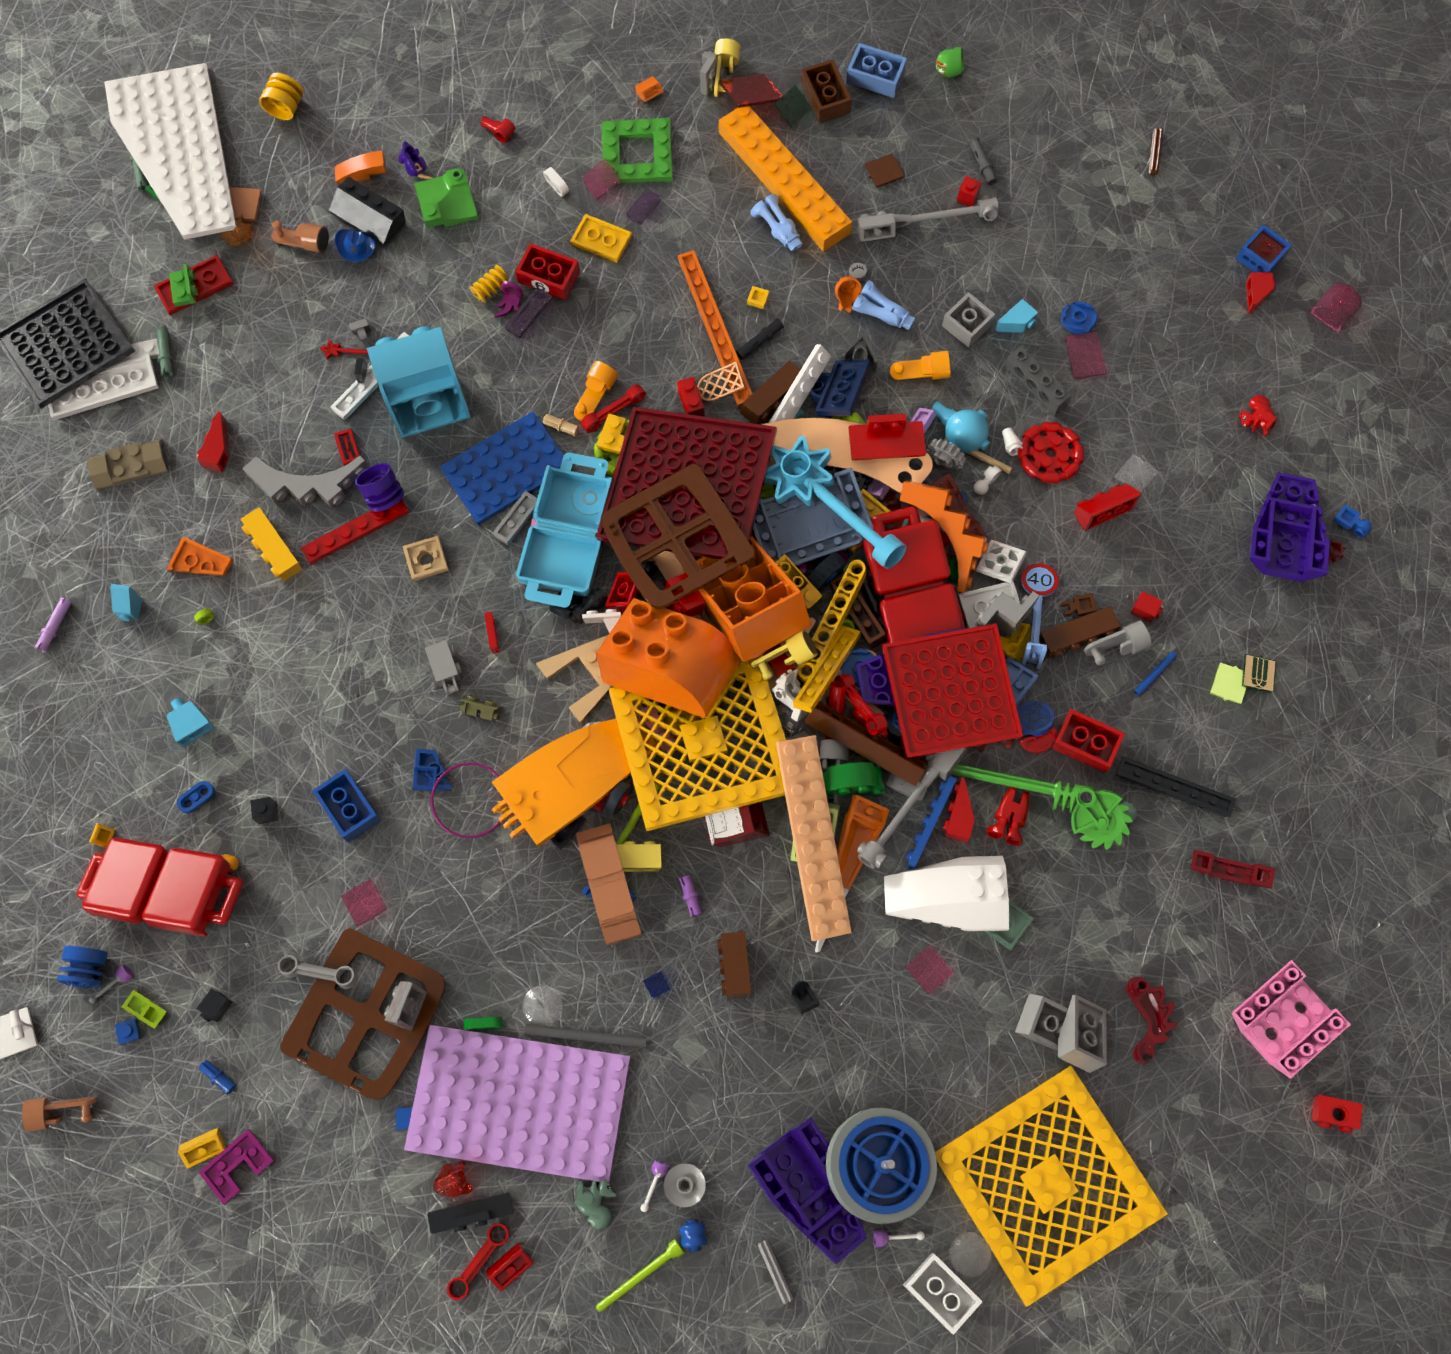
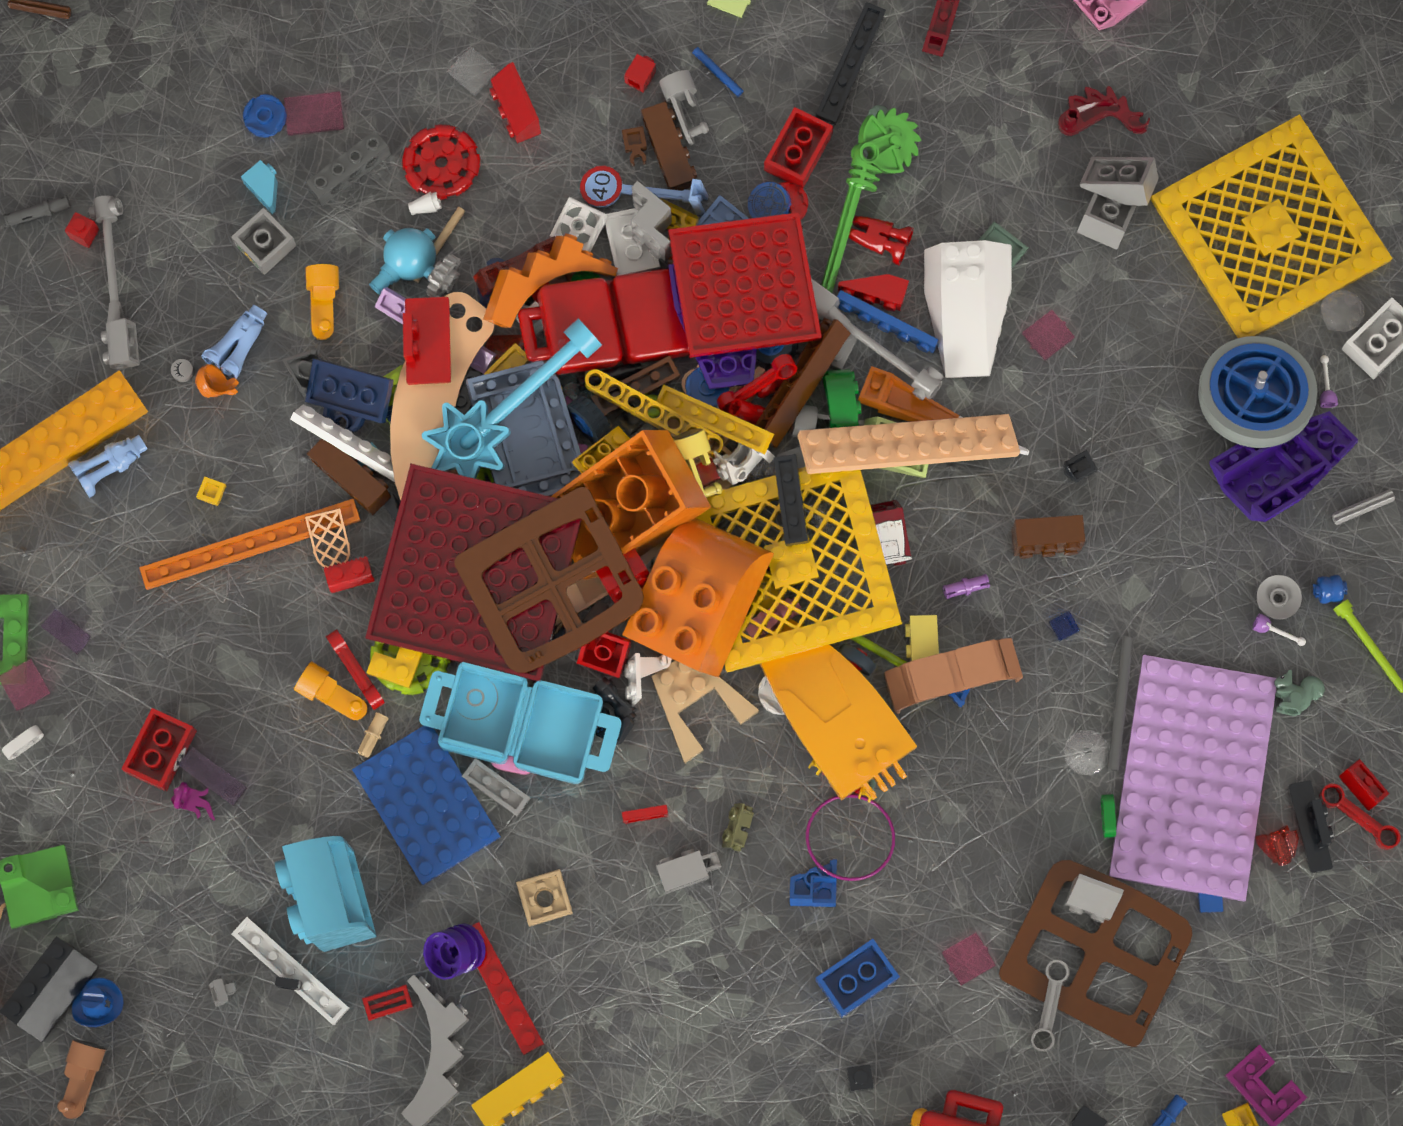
camera: 90 degrees left, 5 degrees up
(332, 349) = (247, 1027): red piece -> none
(488, 284) = (169, 825): yellow piece -> none
(601, 238) = (109, 686): yellow tile -> none
(755, 732) = (790, 500): none -> black plate
(765, 334) = (263, 483): black pin -> none
(884, 170) = (37, 332): reddish brown piece -> none
(991, 474) = (467, 229): white plate -> none

